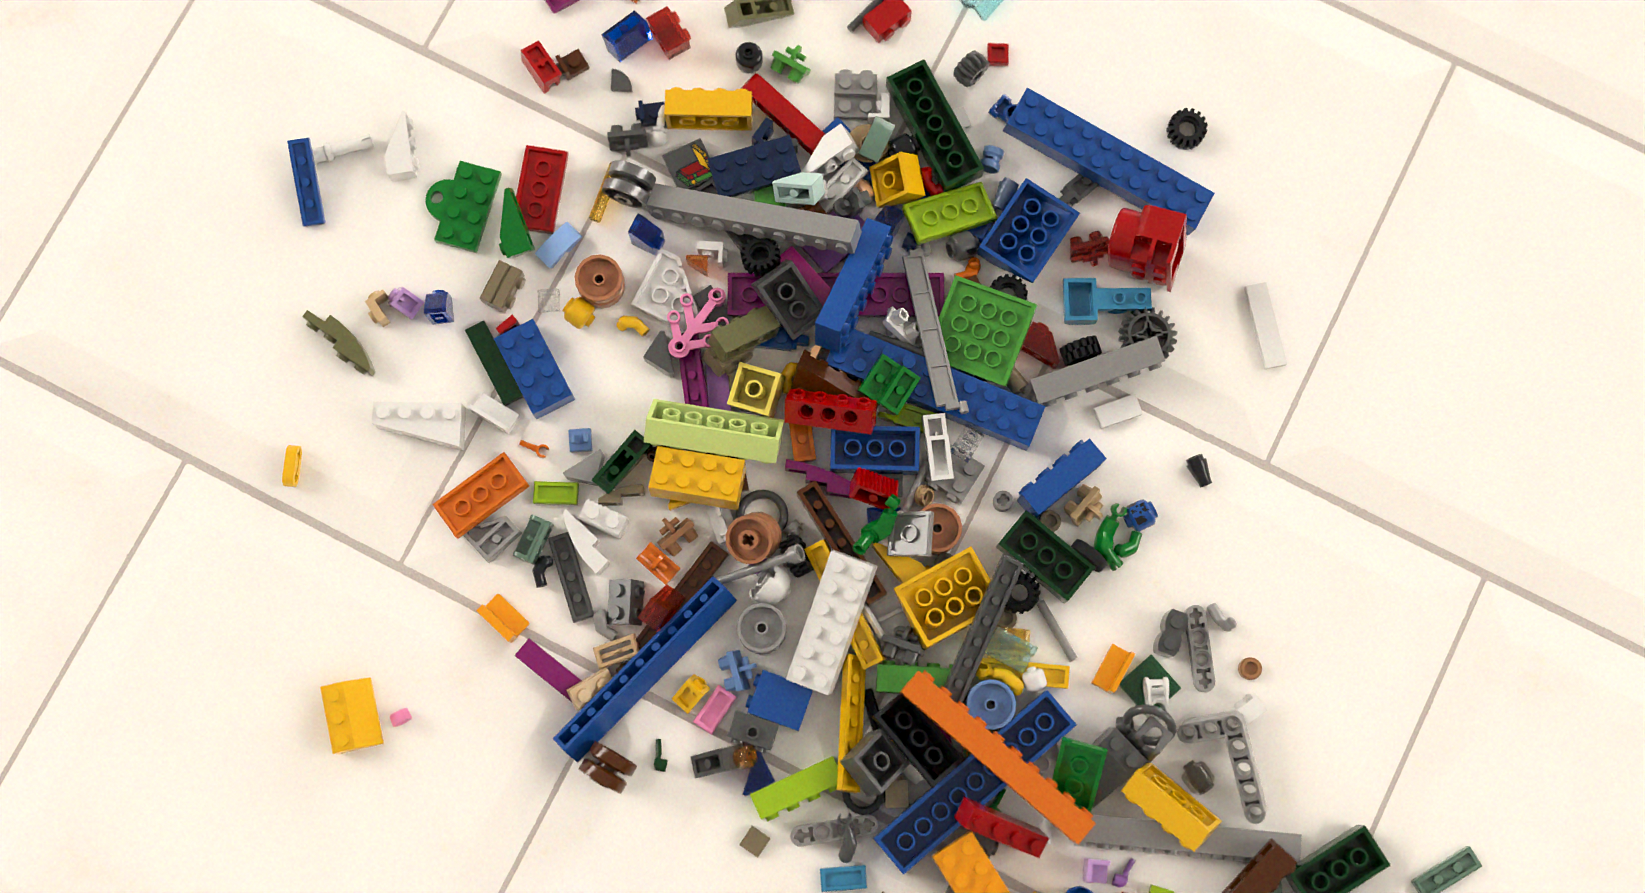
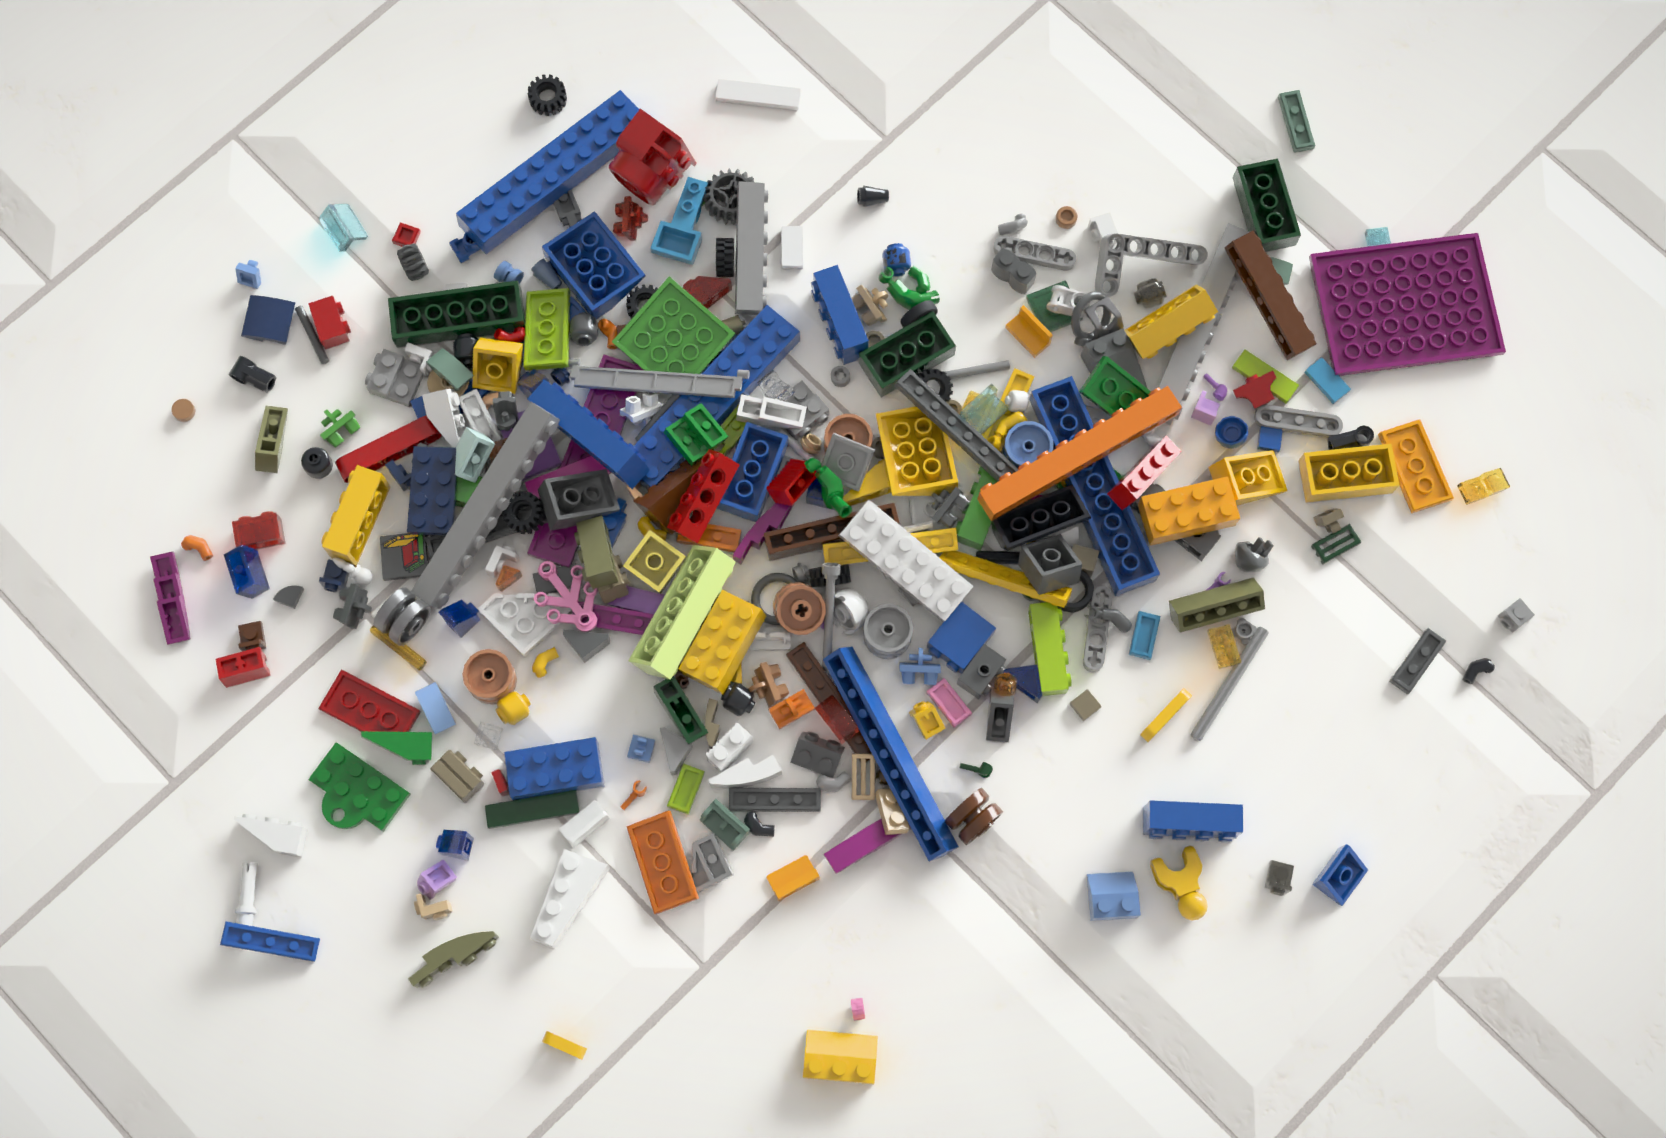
camera: 70 degrees left, 5 degrees down
(652, 511) = (738, 699): none -> black head

